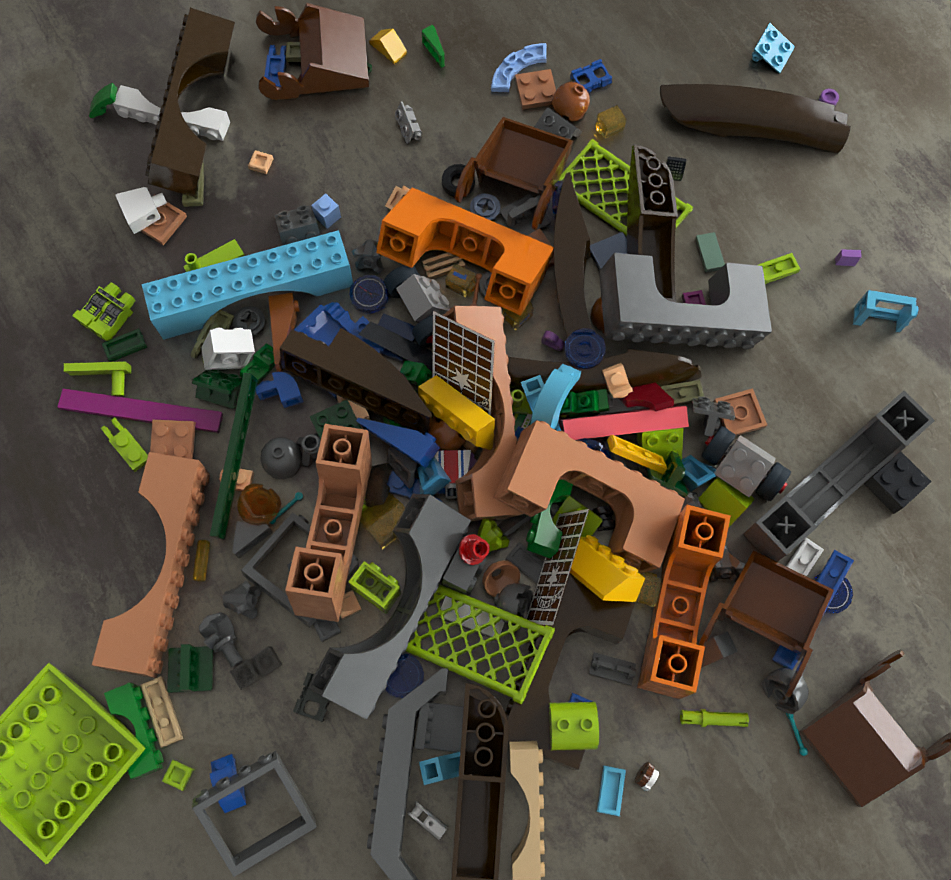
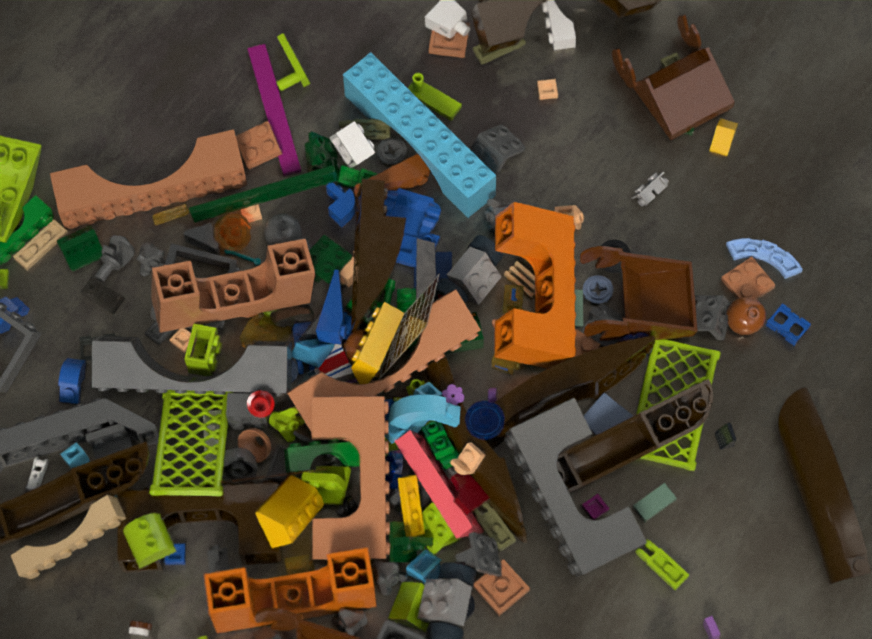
camera: 70 degrees right, 5 degrees down
(104, 312) = (345, 40): lime hips -> none
(124, 345) = (324, 69): dark green tile -> none
(126, 446) = (240, 113): lime hinge -> none
(275, 64) = (647, 55): blue hinge -> none
(326, 211) = (523, 162): light blue brick -> none
(339, 739) = (70, 380): none -> blue brick
(368, 294) = (462, 231): clear blue tile -> none
(406, 677) = (144, 404): clear blue tile -> none
(432, 43) = (746, 171): green slope -> none
(541, 364) = (453, 391): none -> medium lavender plant
(610, 121) = (744, 359): clear yellow brick -> none
(611, 790) = (118, 606): medium azure tile -> none

